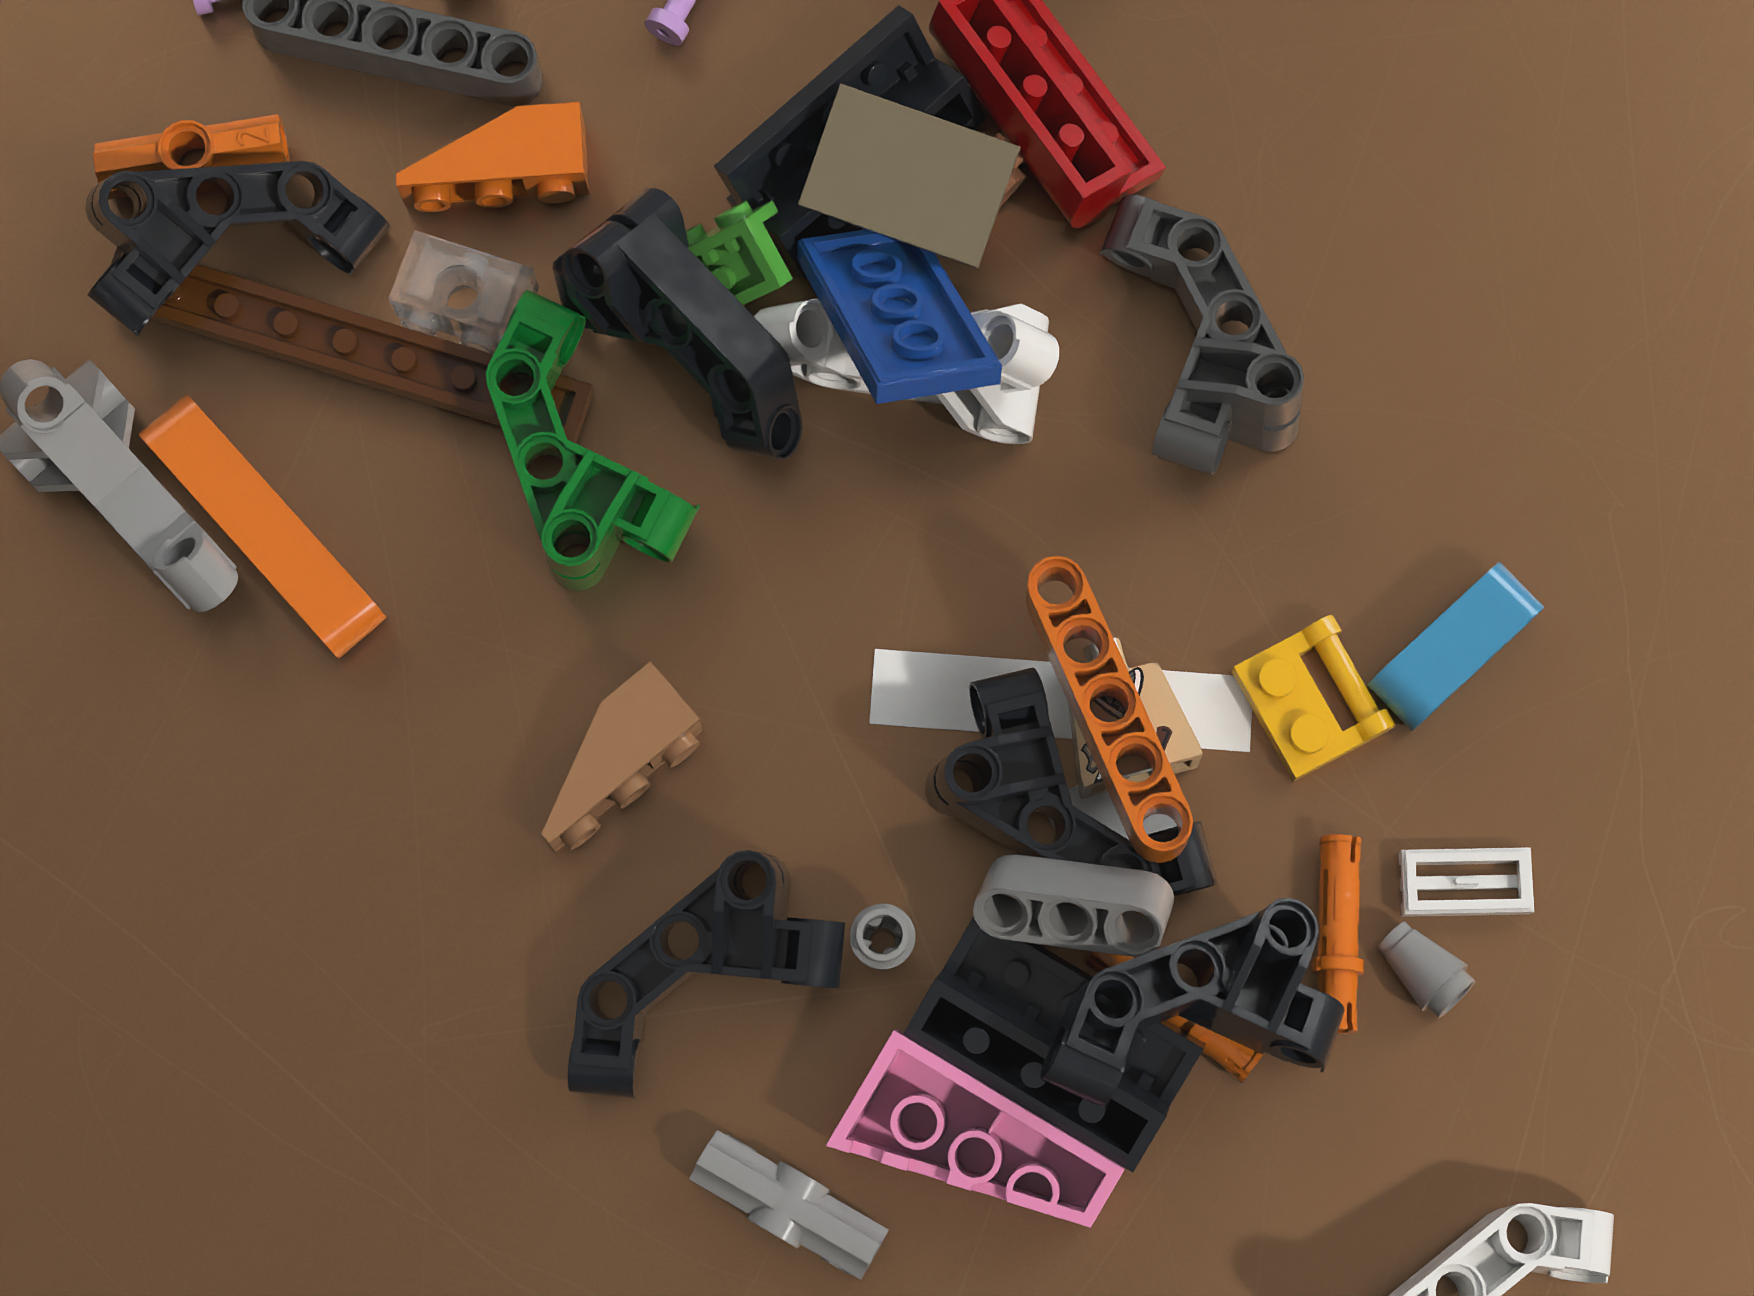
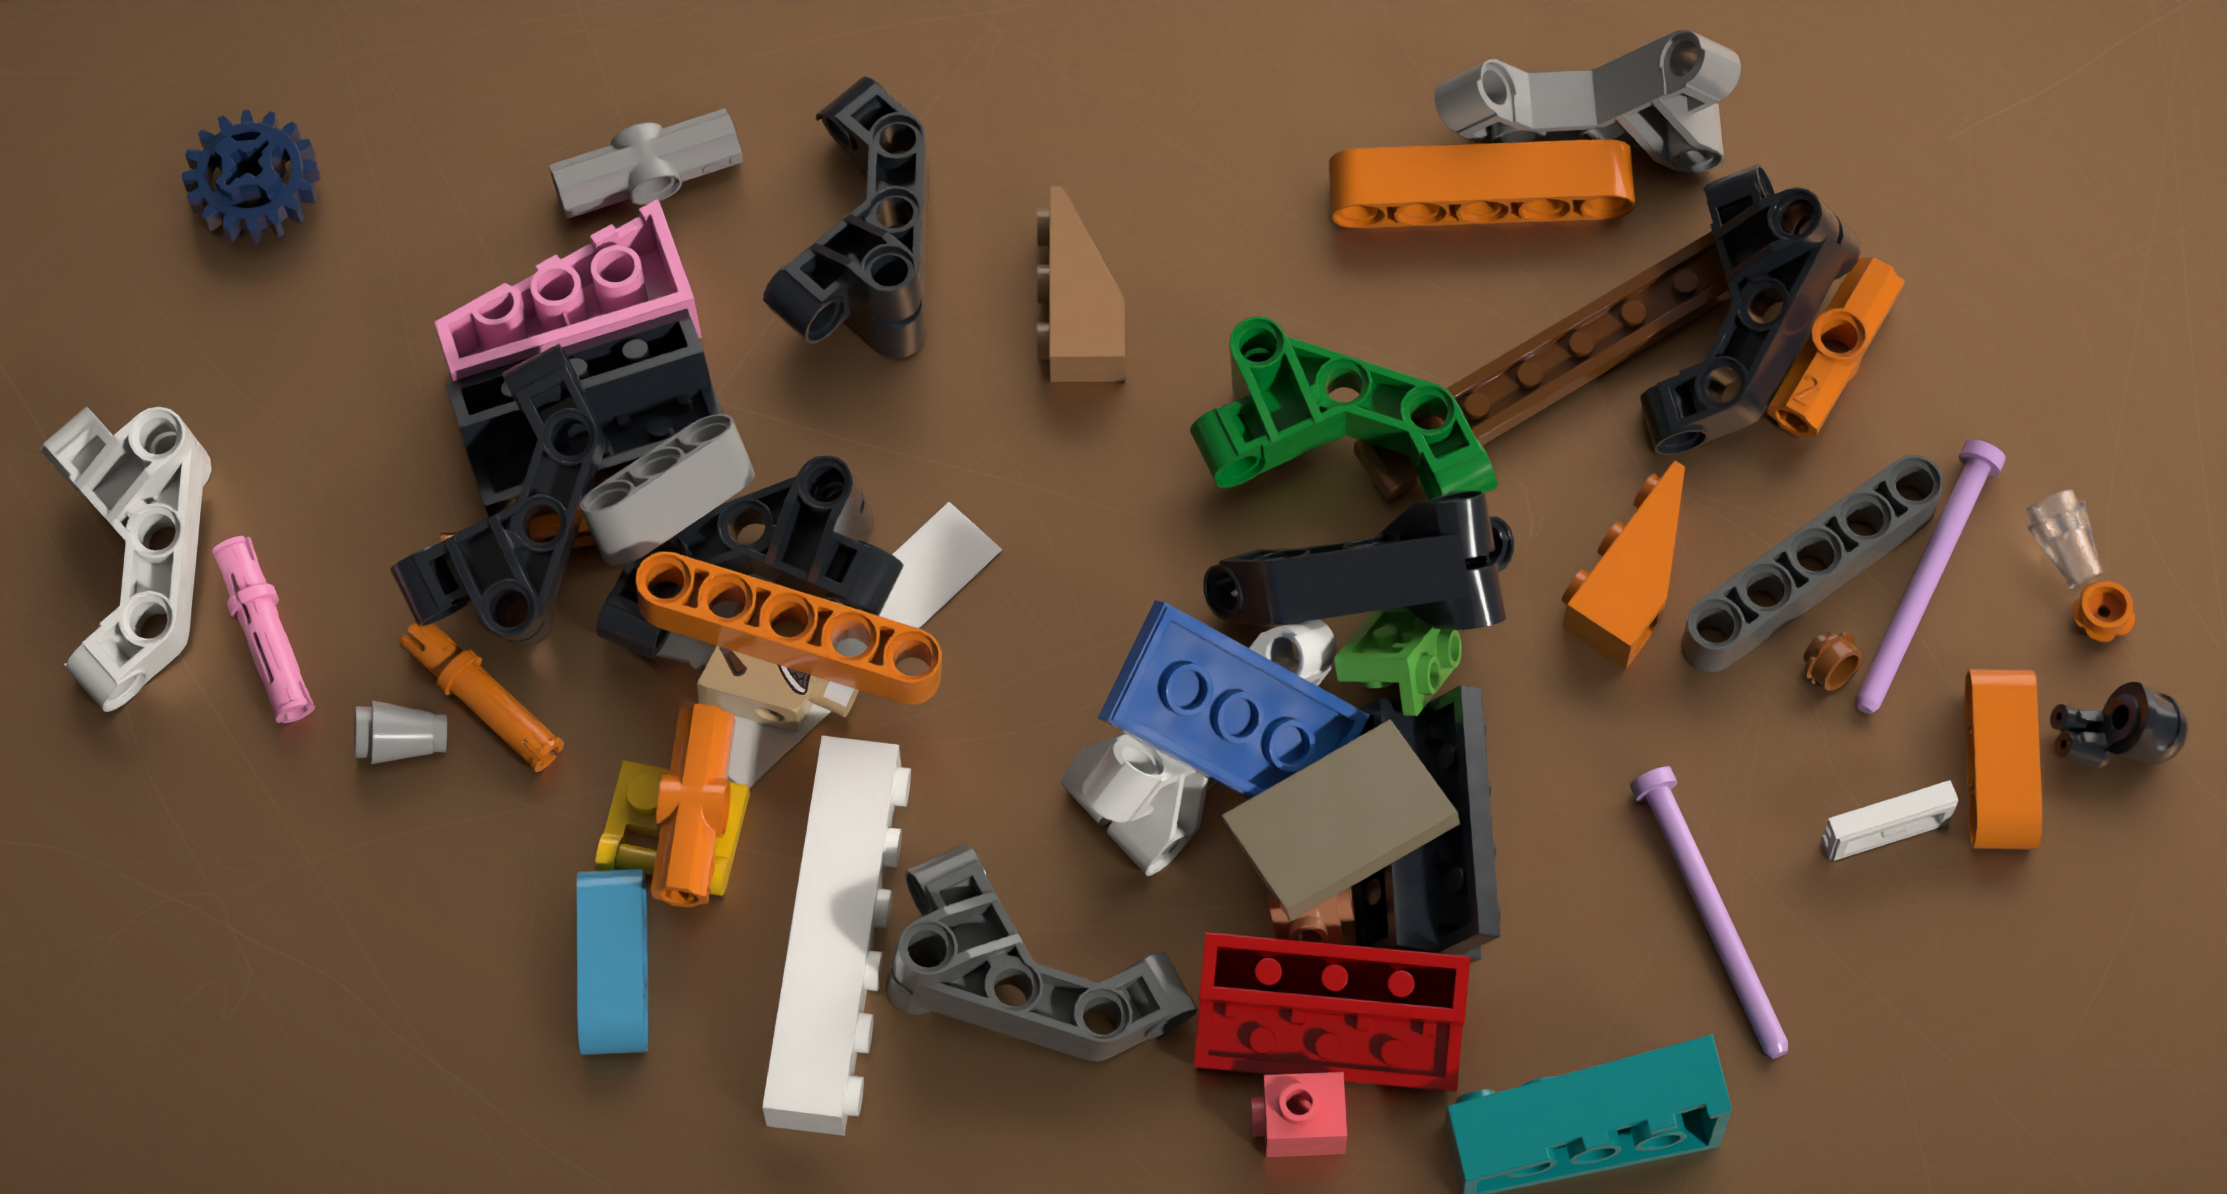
camera: 130 degrees right, 10 degrees down
(438, 269) = (1570, 427): clear brick -> none
(882, 919) = (771, 358): light grey cone -> none
(1136, 65) = (1301, 1114): none -> coral brick
(1293, 500) = (834, 936): none -> white brick
(1298, 673) = (693, 805): none -> orange piece
(1411, 883) = (451, 840): white tile -> none
(1426, 1175) = (254, 606): none -> bright pink pin

